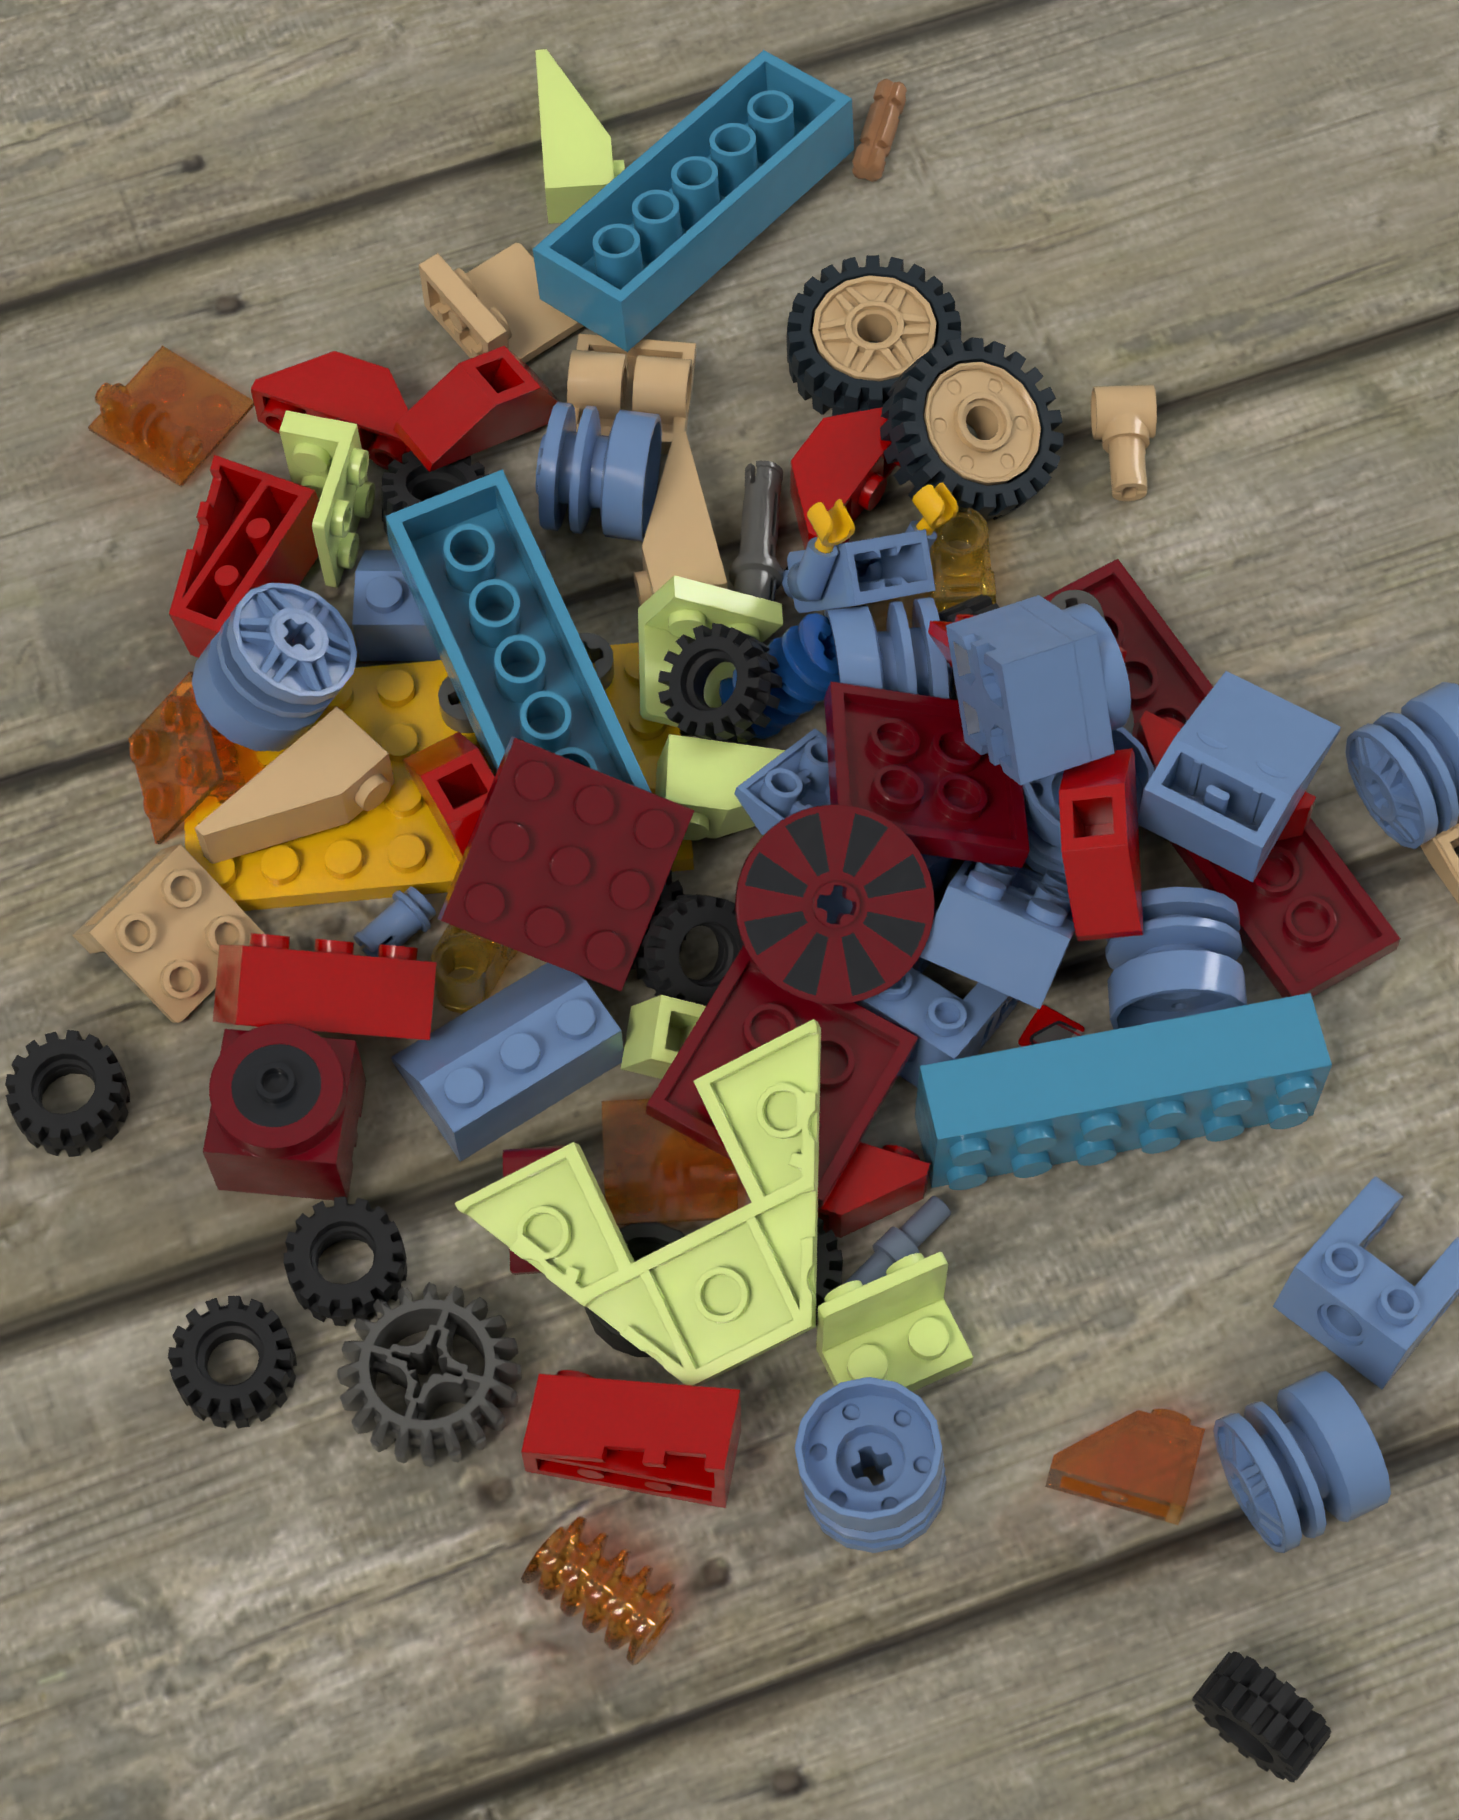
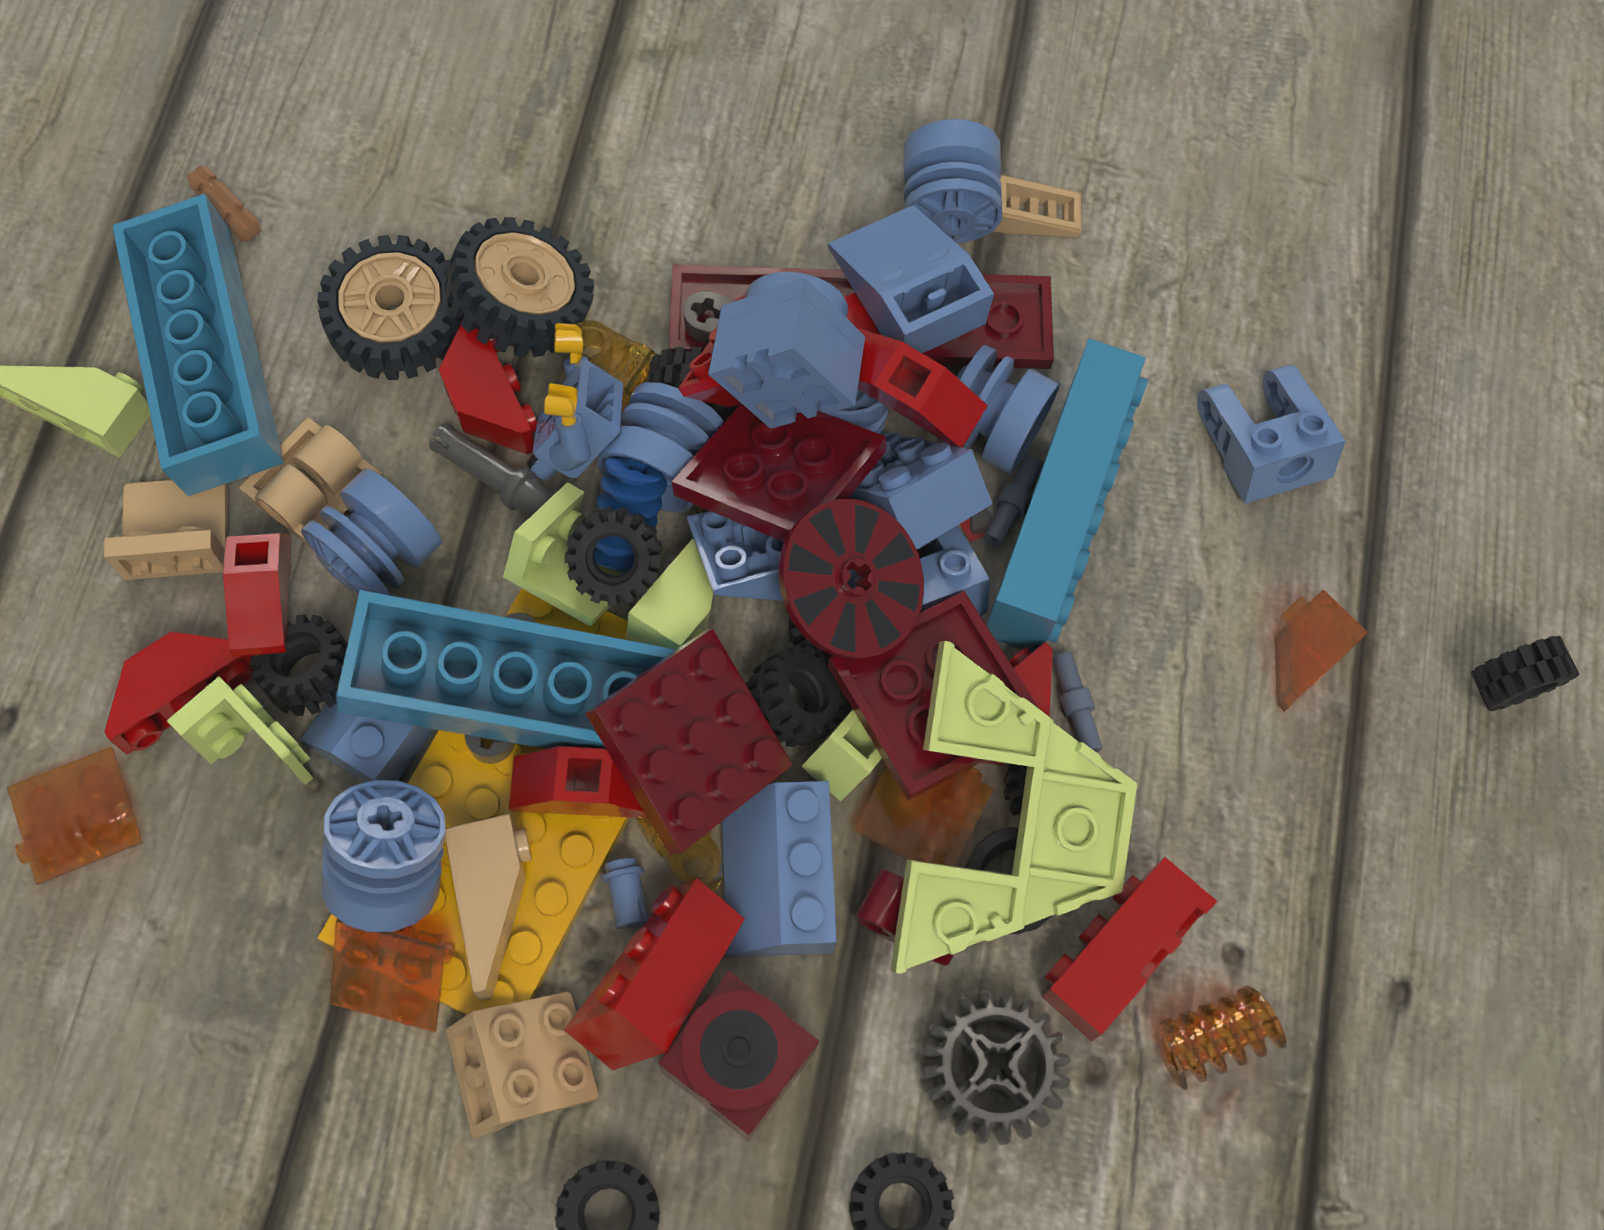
camera: 65 degrees left, 5 degrees up
(248, 536) = (251, 826): red wedge -> none
(334, 1225) = (906, 1073): black tyre -> none
(679, 529) = (471, 525): tan slope -> none
(863, 1427) = (1261, 790): medium blue wheel -> none
(893, 1327) = (1146, 739): yellowish green bracket -> none
(1125, 423) = (571, 197): tan pin -> none
(1302, 1461) = (1375, 546): medium blue wheel -> none

